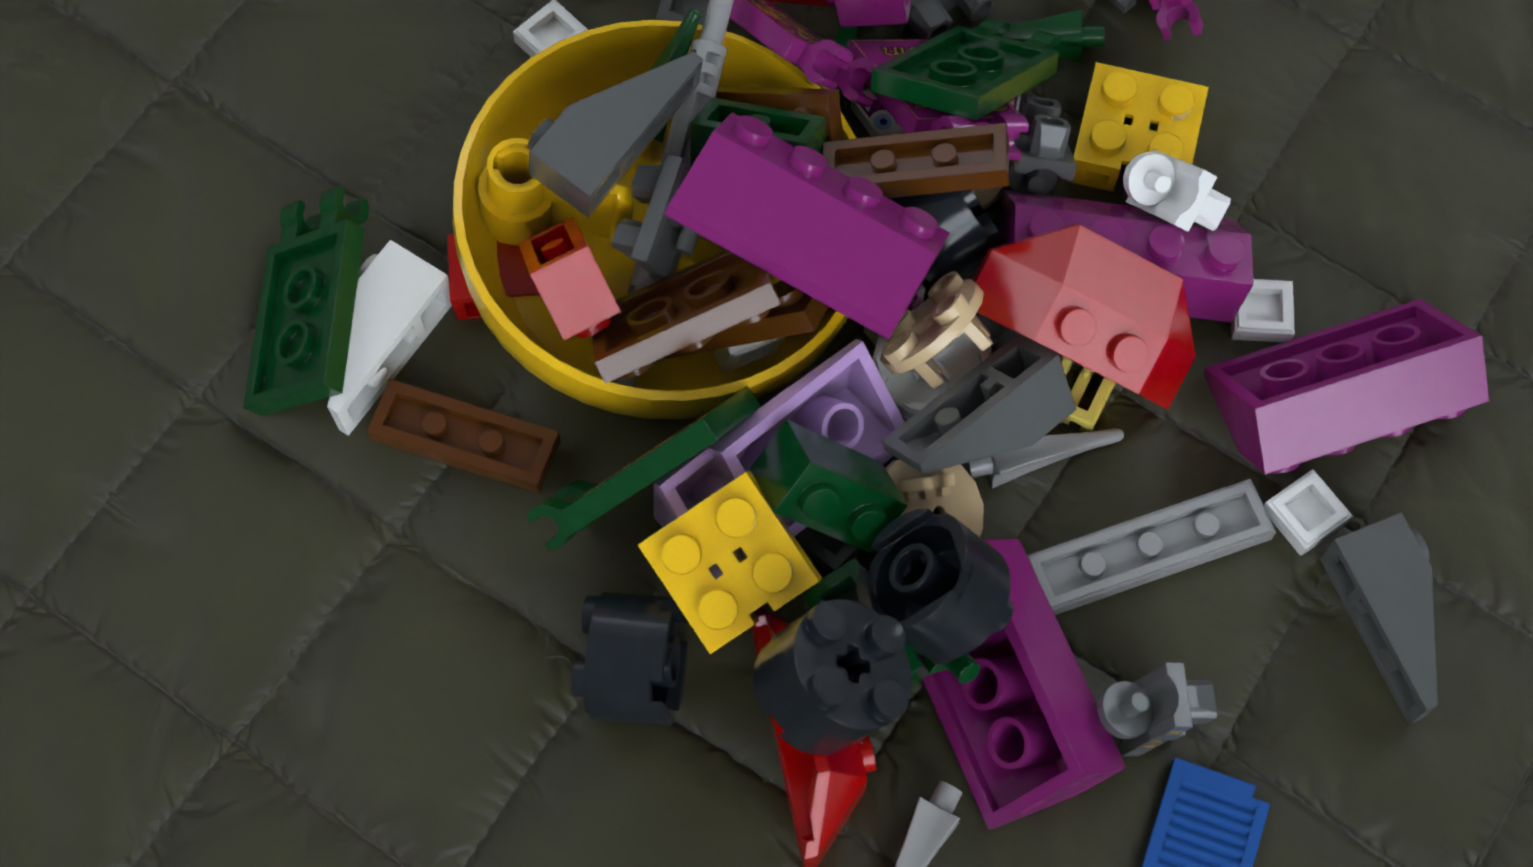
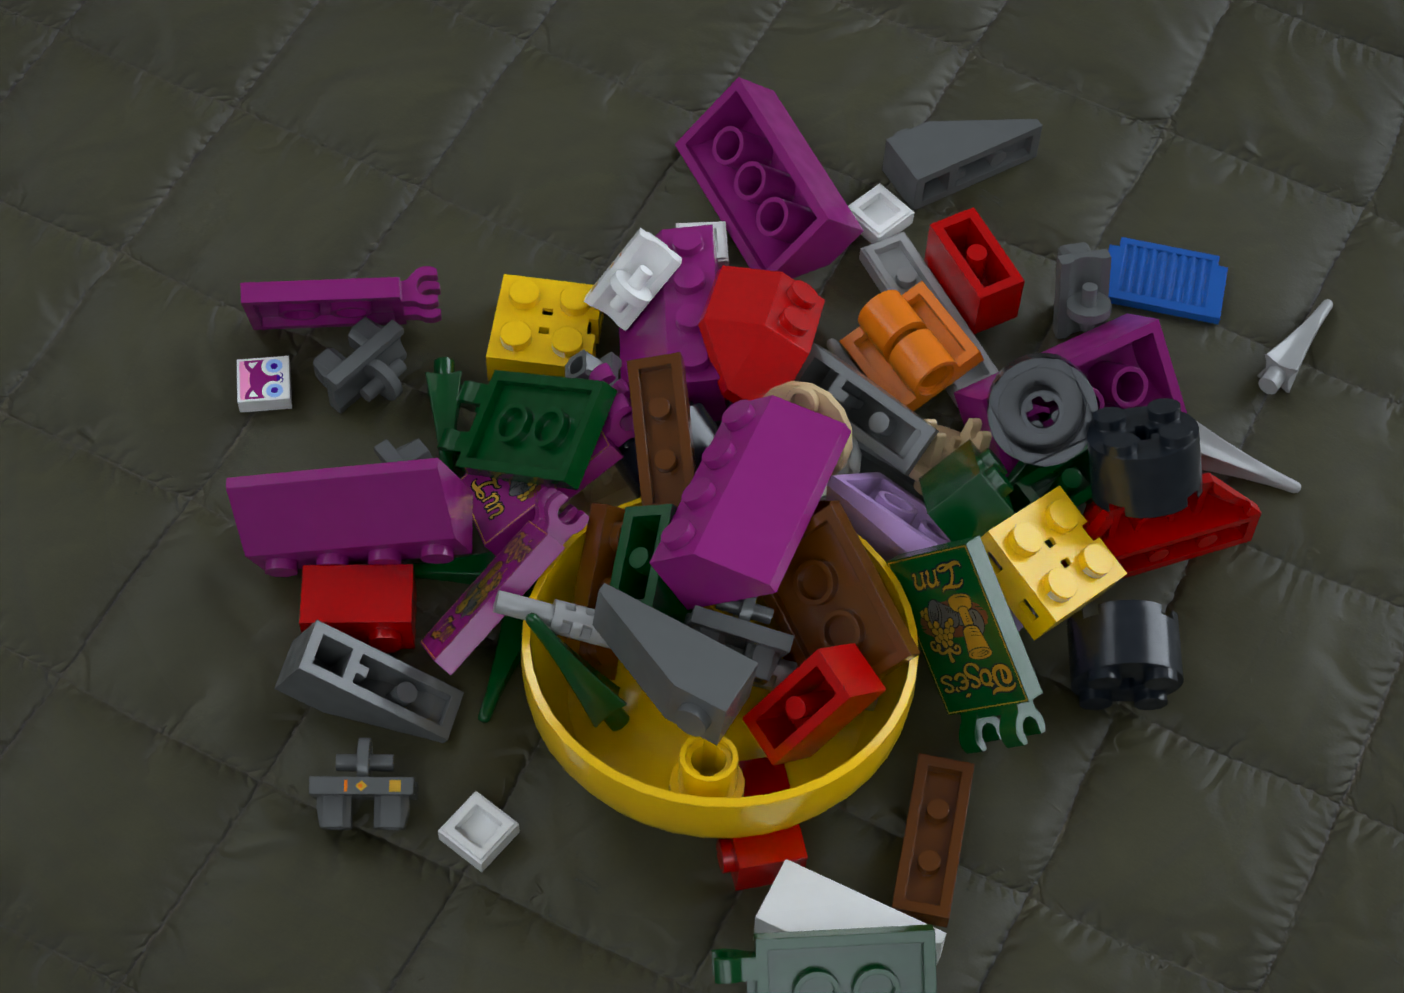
camera: 100 degrees left, 10 degrees down
(1088, 502) = (910, 345): none -> orange plate
(1197, 588) = (974, 270): none -> red brick

